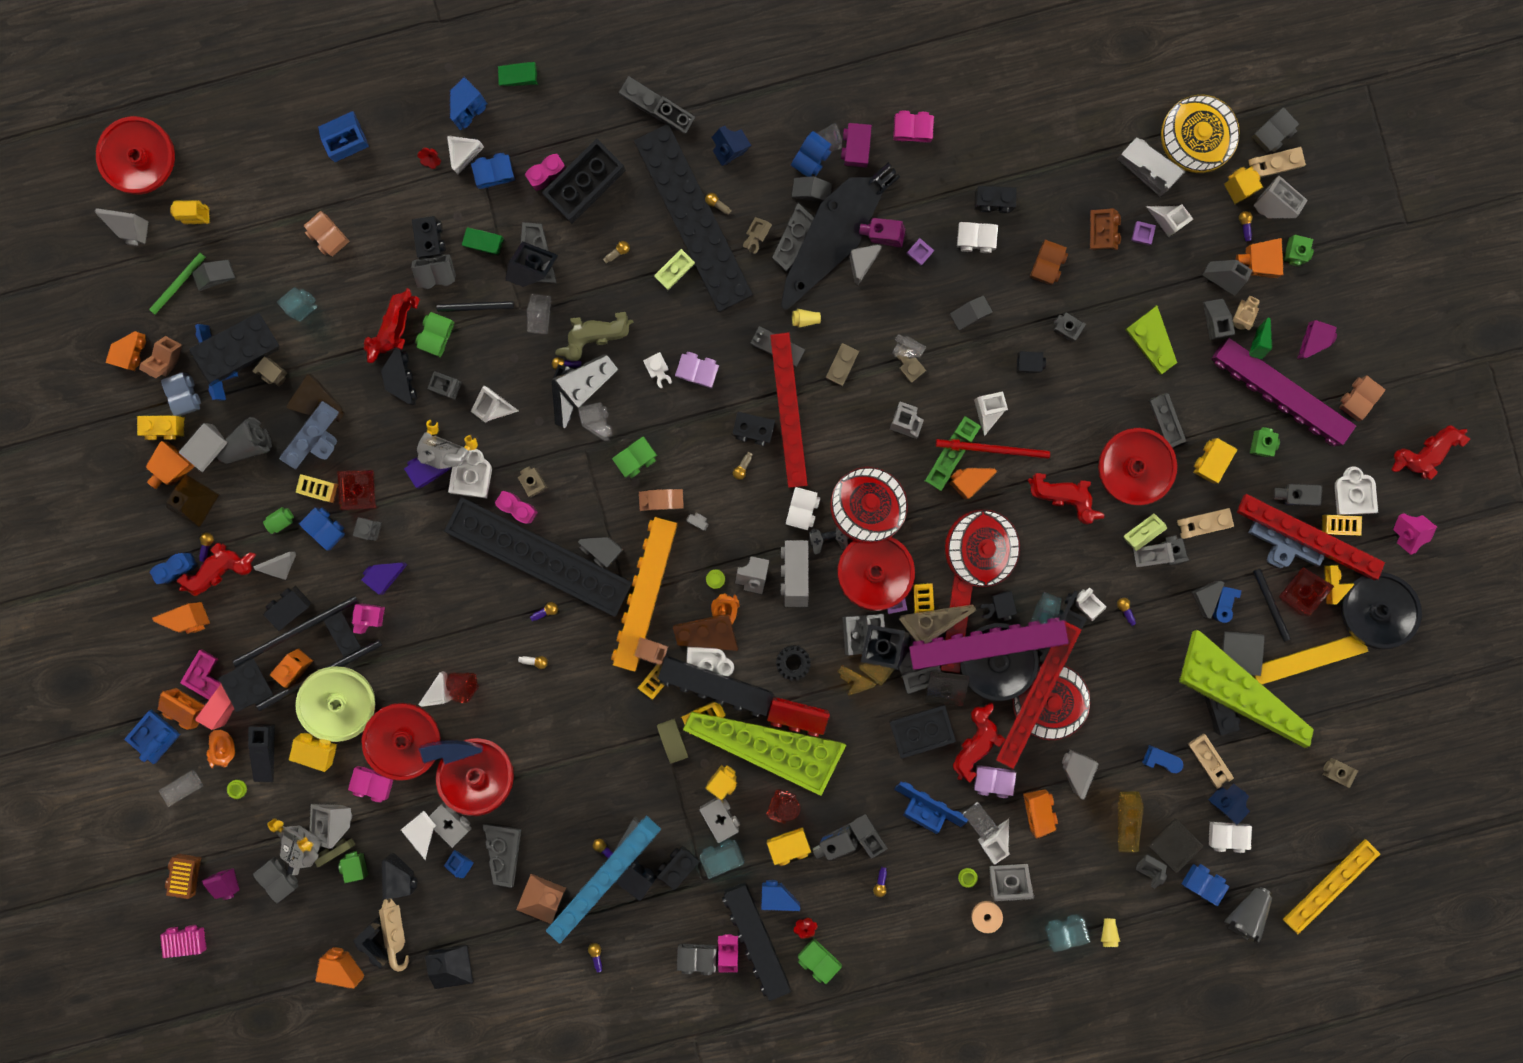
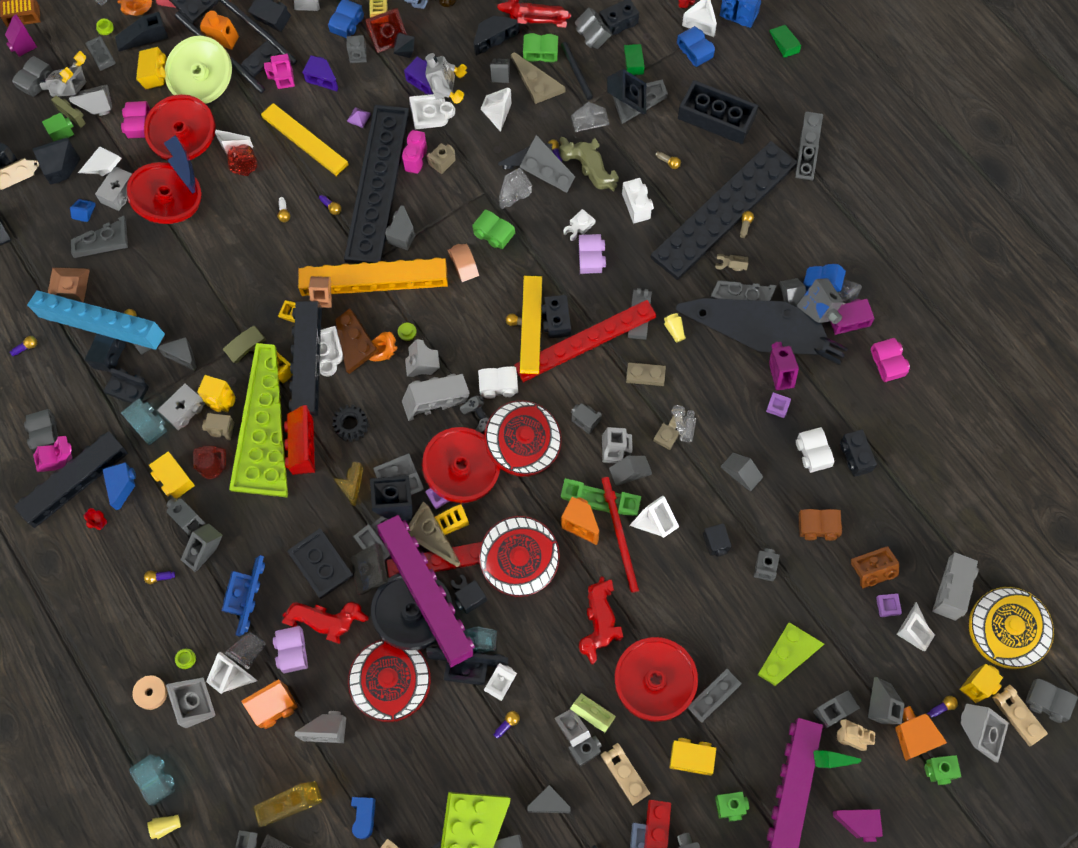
camera: 75 degrees right, 20 degrees down
(270, 801) = (100, 53): none -> dark grey plate
(380, 477) = (403, 45): none -> black slope
(449, 551) = (359, 117): none -> medium lavender slope
(456, 616) = (304, 139): none -> yellow tile
(475, 352) = (537, 82): none -> dark tan wing
(542, 174) = (710, 77): dark pink brick -> none
(654, 302) = (636, 200): none -> white brick
(661, 804) = (180, 352): none -> dark grey slope
(674, 269) = (673, 207): yellowish green plate -> none
(698, 520) = (453, 295): light grey plate -> none
(729, 144) = (802, 213): dark blue brick -> none
(751, 789) = (218, 425): none -> dark tan brick
(754, 456) = (531, 325): none -> yellow tile
(819, 961) = (65, 543): bright green brick -> none
(840, 168) = (822, 302): none -> dark grey torso
(861, 260) = (747, 354): light grey slope -> none
(867, 439) = (585, 417): none -> dark grey brick
(877, 673) = (363, 500): clear yellow slope -> none
(933, 415) = (630, 469): none -> dark grey slope
(1037, 699) = (387, 658): red plate -> none
(1223, 609) = (550, 822): blue leg -> none

